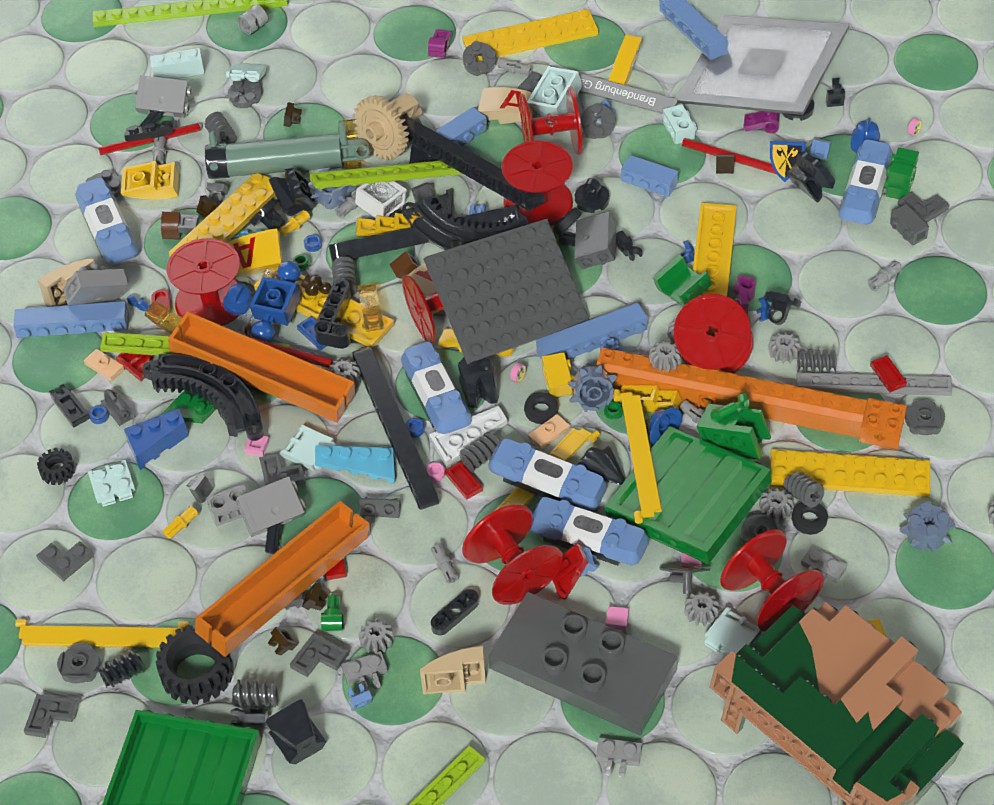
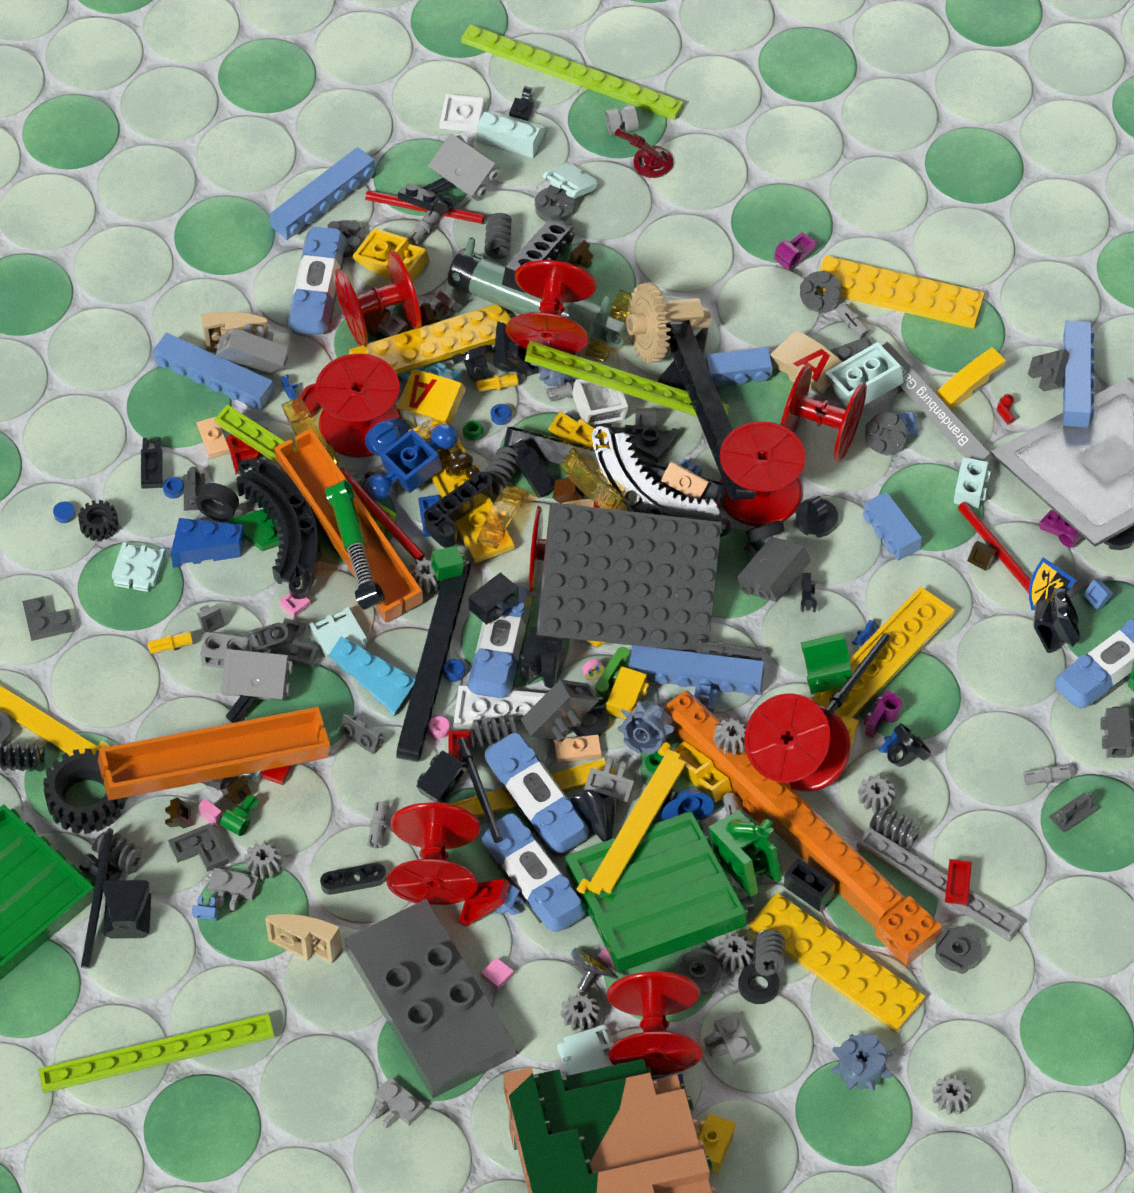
camera: 30 degrees right, 5 degrees up
(22, 475) = (64, 512): none -> blue tile
(65, 164) = (322, 193): none -> medium blue brick
(129, 68) = (461, 112): none -> white tile
(141, 394) = (221, 494): none -> black tyre
(171, 44) = (523, 107): none -> black plate
(181, 192) = (400, 292): none -> red piece
(252, 702) = (104, 858): none -> black bar
(257, 476) = (265, 637): none -> dark grey piece
(265, 123) = (544, 245): none -> black brick
(280, 373) = (341, 499): none -> piece
(290, 32) = (652, 156): none -> dark red dish
(302, 127) = (554, 284): none -> red piece
(308, 625) = (210, 813): none -> bright pink tile
(358, 353) = (447, 563): none -> green brick
(368, 263) = (533, 469): none -> black hinge
(415, 246) = (589, 482): none -> clear yellow slope
(415, 357) = (493, 598): none -> black brick
(468, 503) = (441, 777): none -> black brick
(477, 479) = (468, 758): none -> black bar
(487, 215) = (684, 480): none -> light nougat plate
(524, 407) = (561, 710): none -> dark grey piece
(535, 368) = (610, 674): none -> bright green plate
(597, 439) = (608, 784): none -> light grey hinge
(599, 310) = (720, 649): none -> dark grey pin
(660, 71) = (1003, 408): none -> red arm
(673, 28) = (1049, 368): none -> dark grey plate
(711, 269) = (838, 698): none -> black bar
(791, 430) = (809, 884): none -> black brick
(922, 289) = (1074, 811): none -> dark grey hinge

